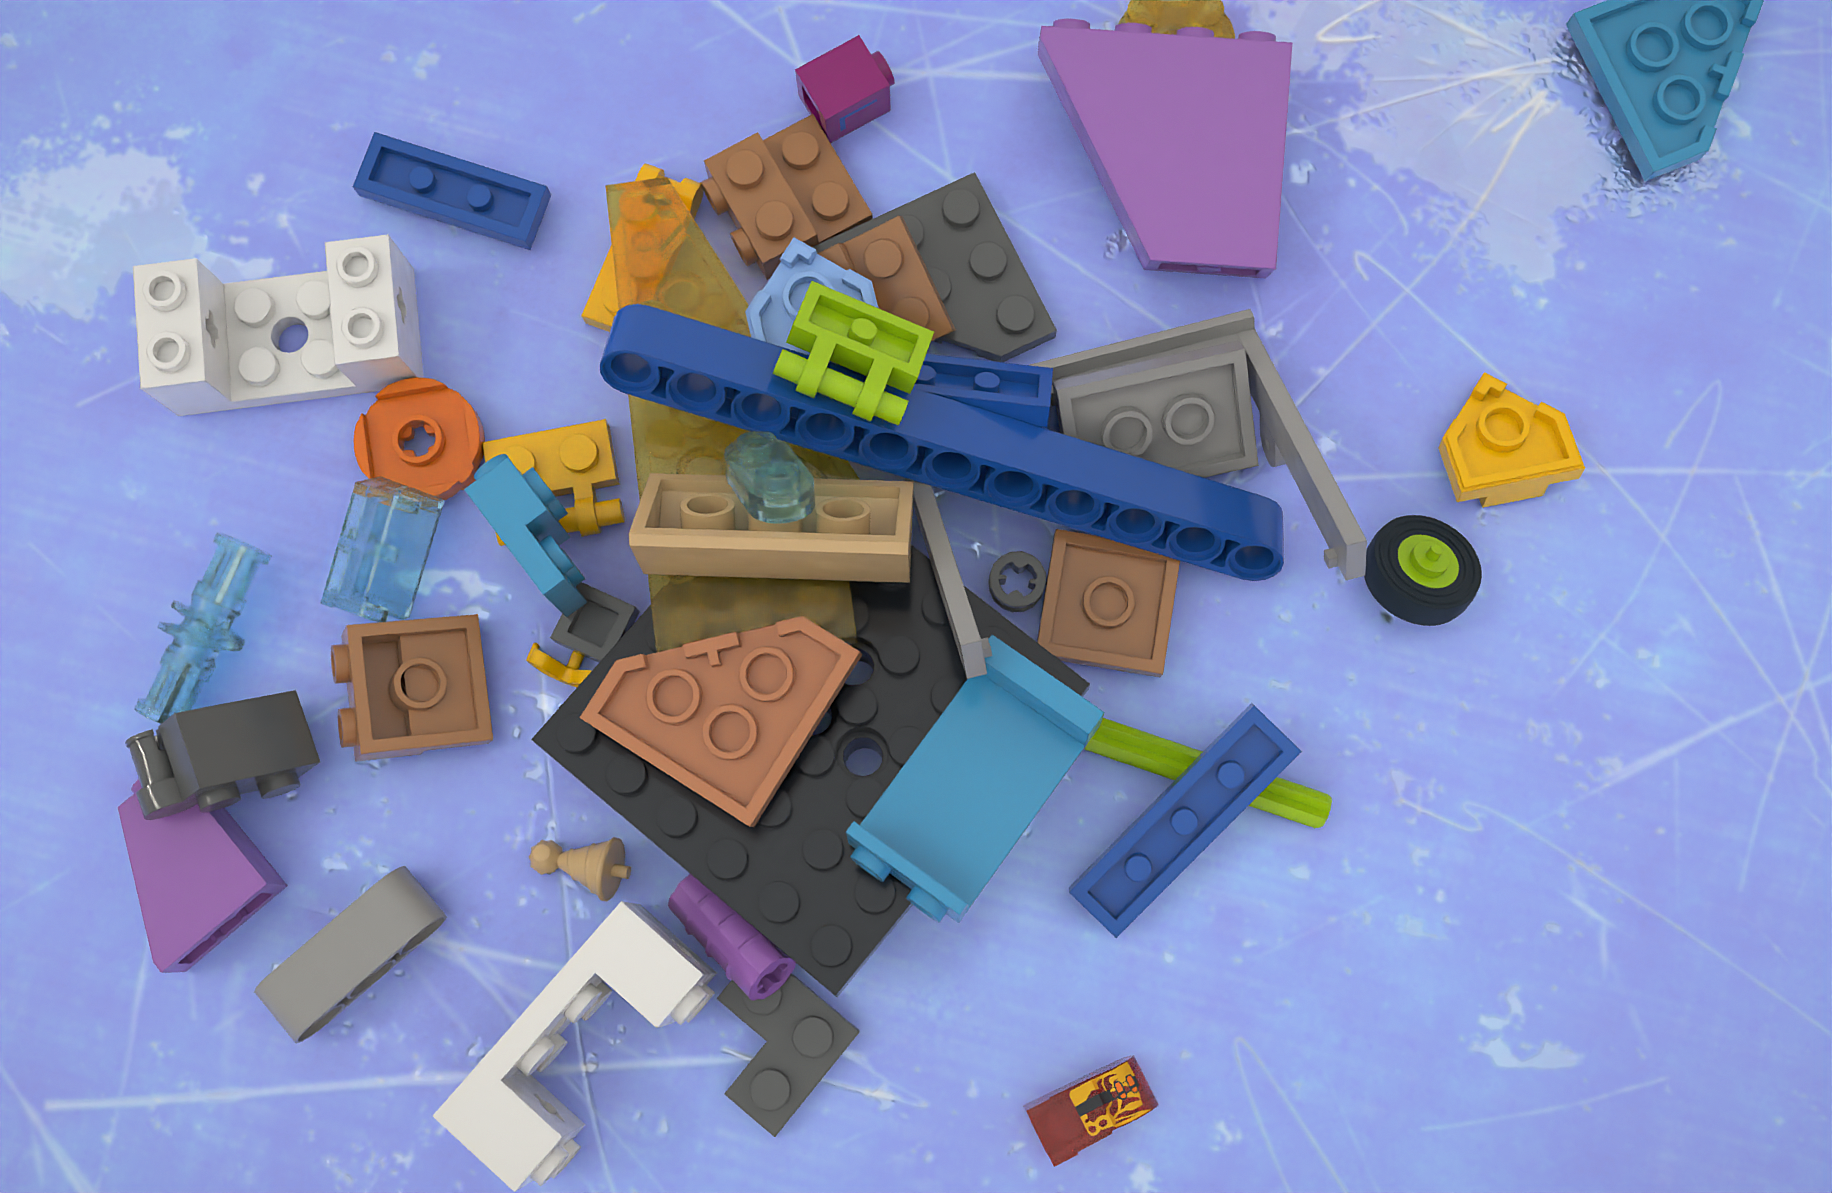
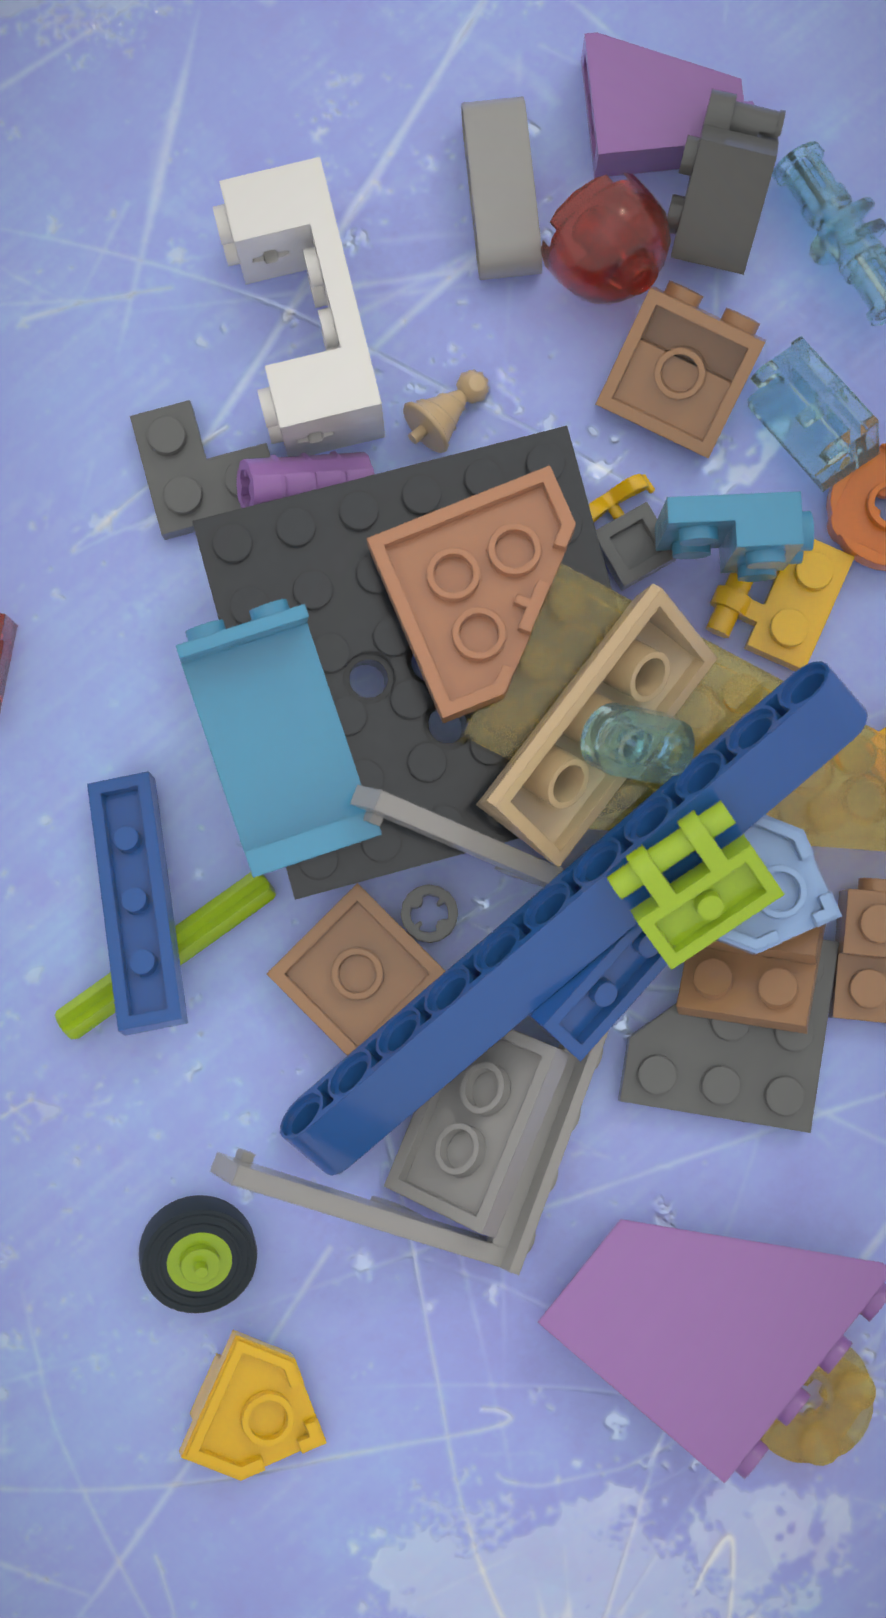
camera: 125 degrees right, 5 degrees up
(342, 816) = (608, 240): none -> clear red cylinder

